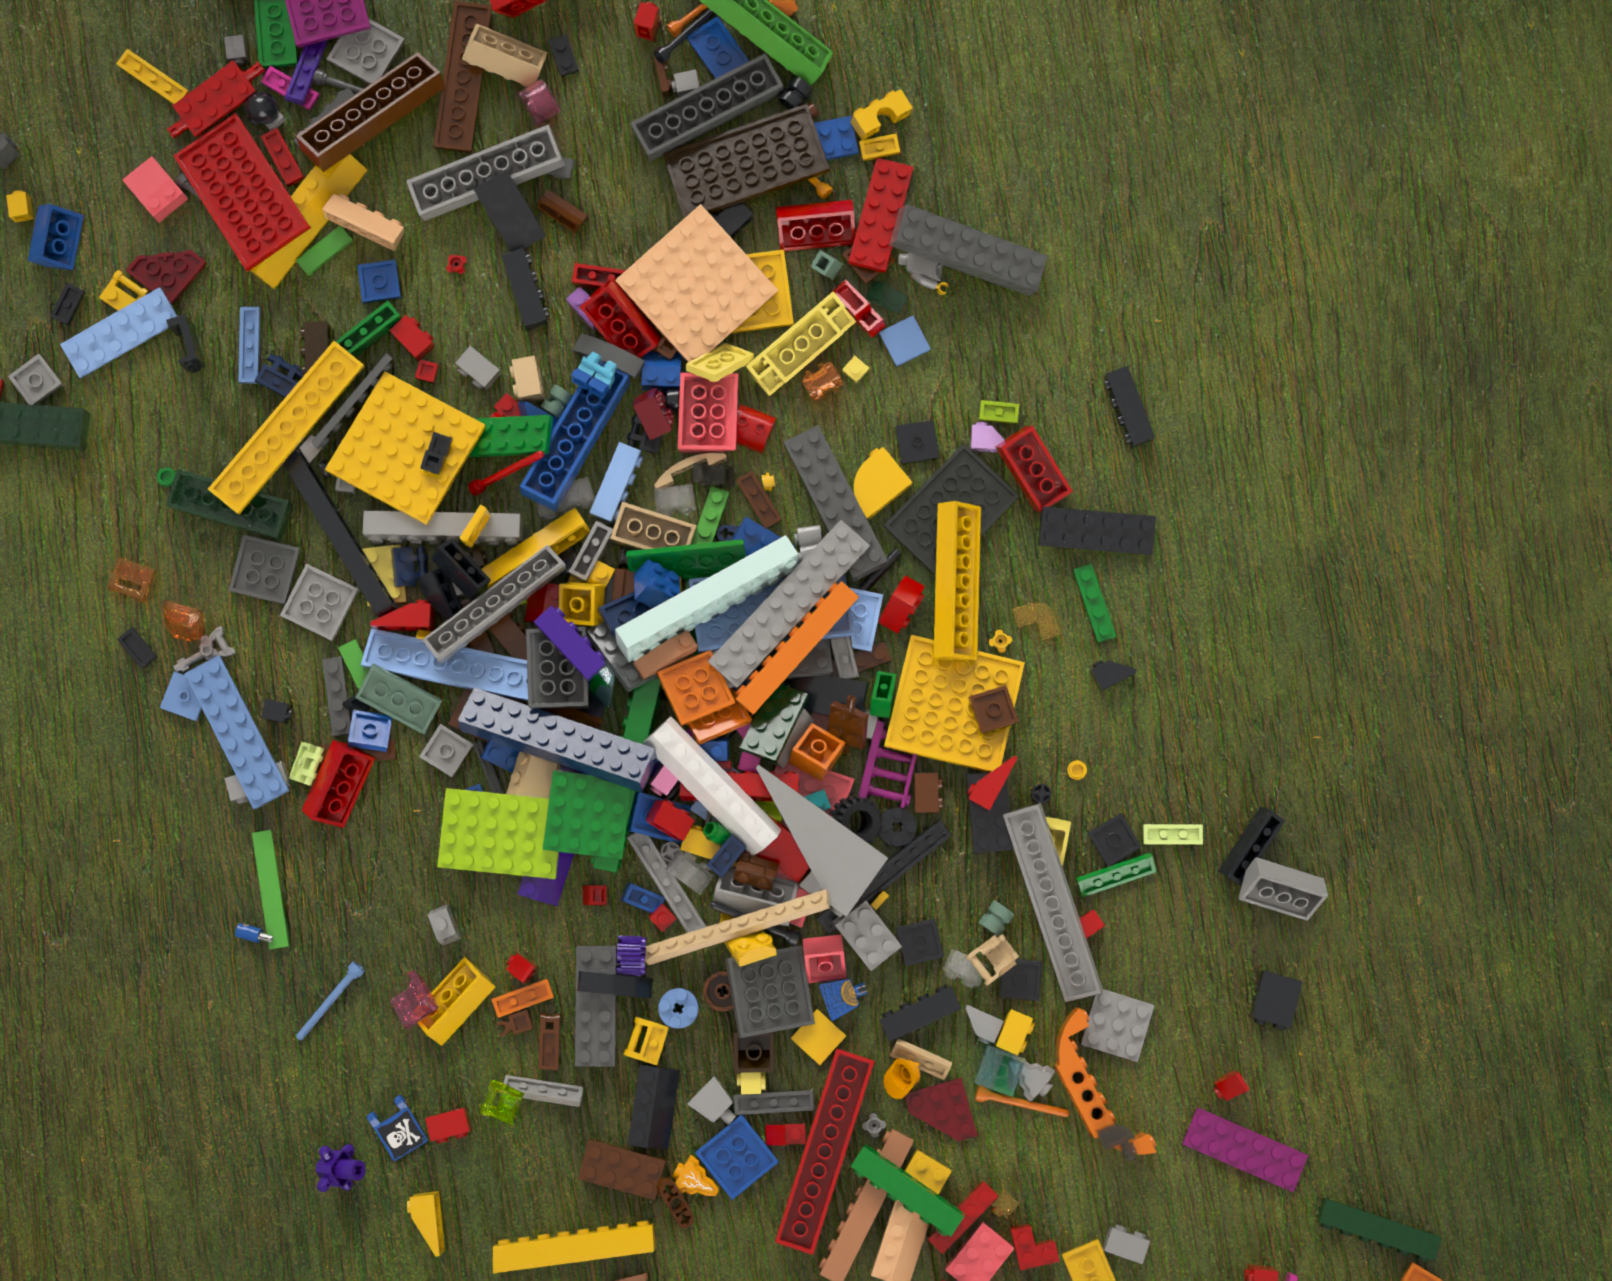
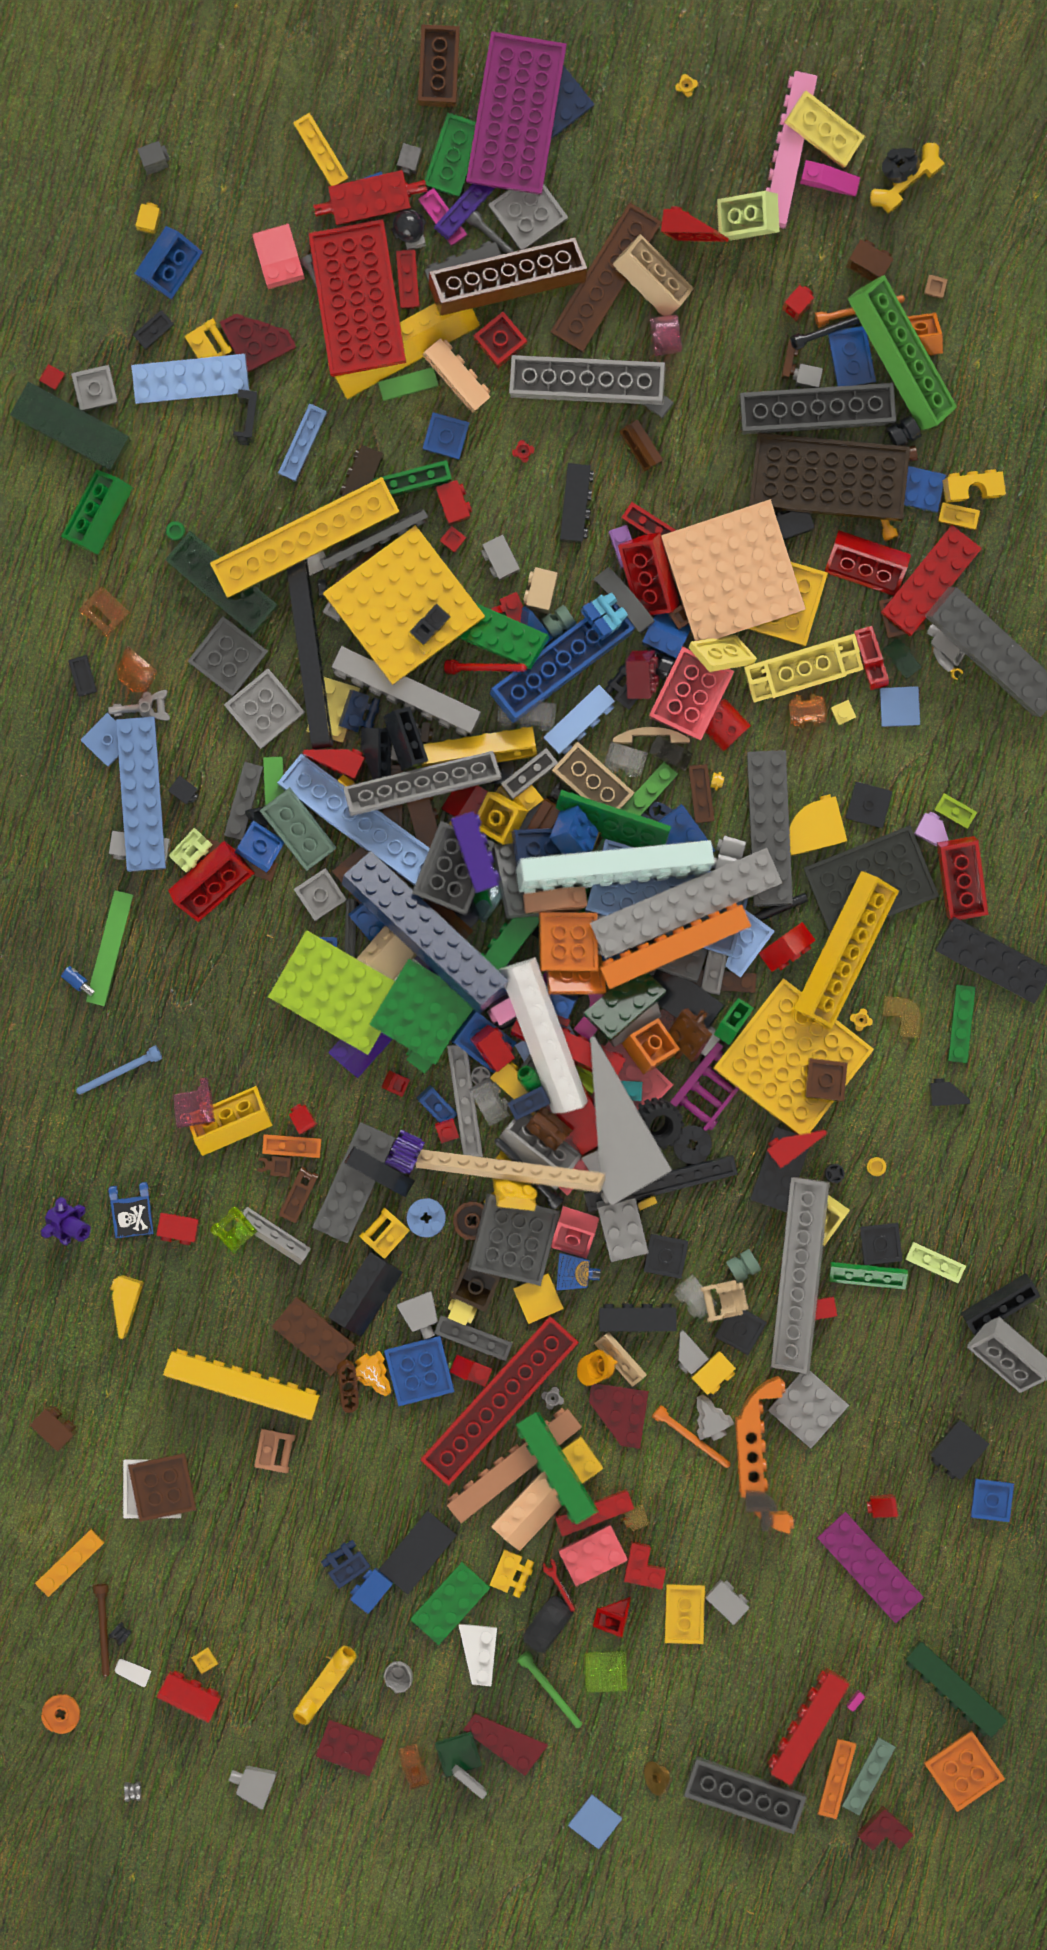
camera: 25 degrees right, 5 degrees up
(86, 491) = (97, 511): none -> green slope
(275, 380) = (313, 488): dark blue plate -> none
(390, 172) = (500, 340): none -> red brick
(444, 925) = (250, 1049): light grey torso -> none
(475, 526) = (436, 707): yellow tile -> none
(509, 211) = (593, 426): black tile -> none
(563, 55) = (707, 298): black plate -> none
(826, 265) = (860, 605): sand green brick -> none
(926, 793) = (732, 1126): reddish brown brick -> none
(999, 1070) = (685, 1400): clear light blue slope -> none
(1328, 1033) = (992, 1500): none -> blue plate

